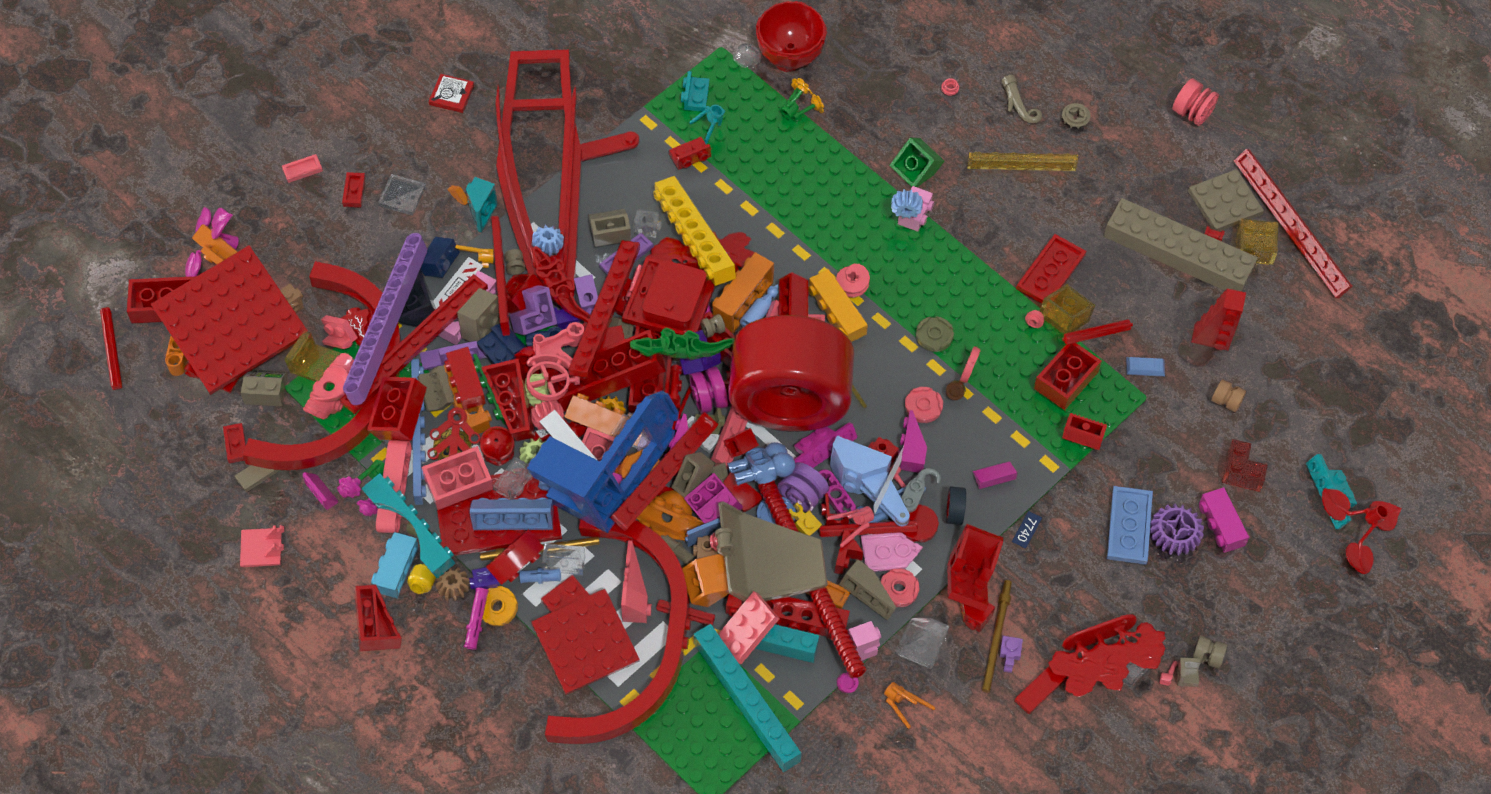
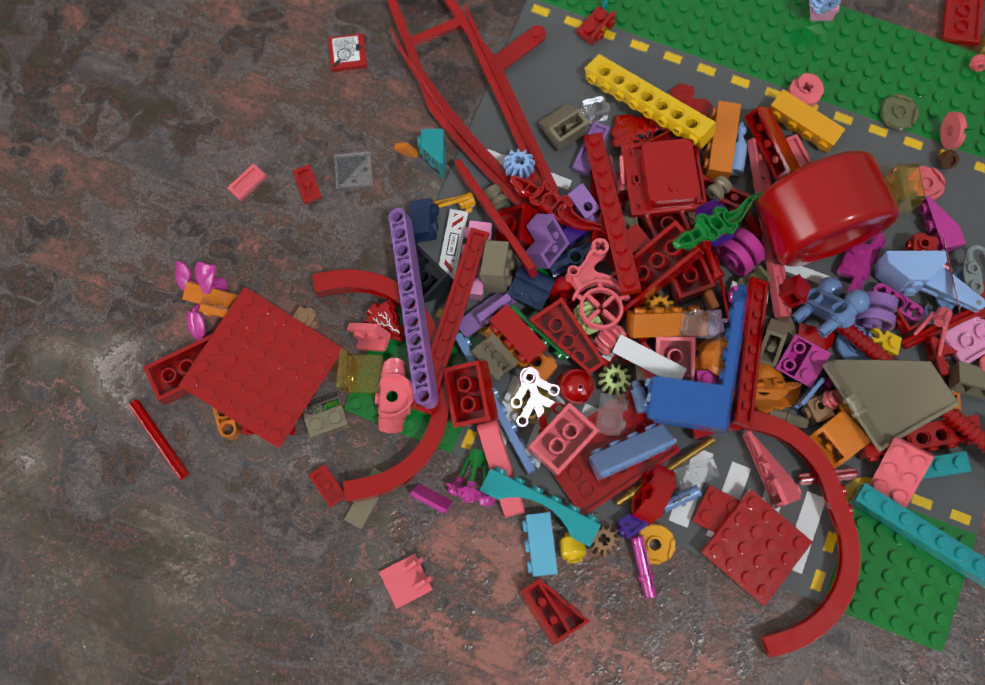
camera: 20 degrees left, 15 degrees up
(891, 395) = (906, 186): none -> clear yellow brick

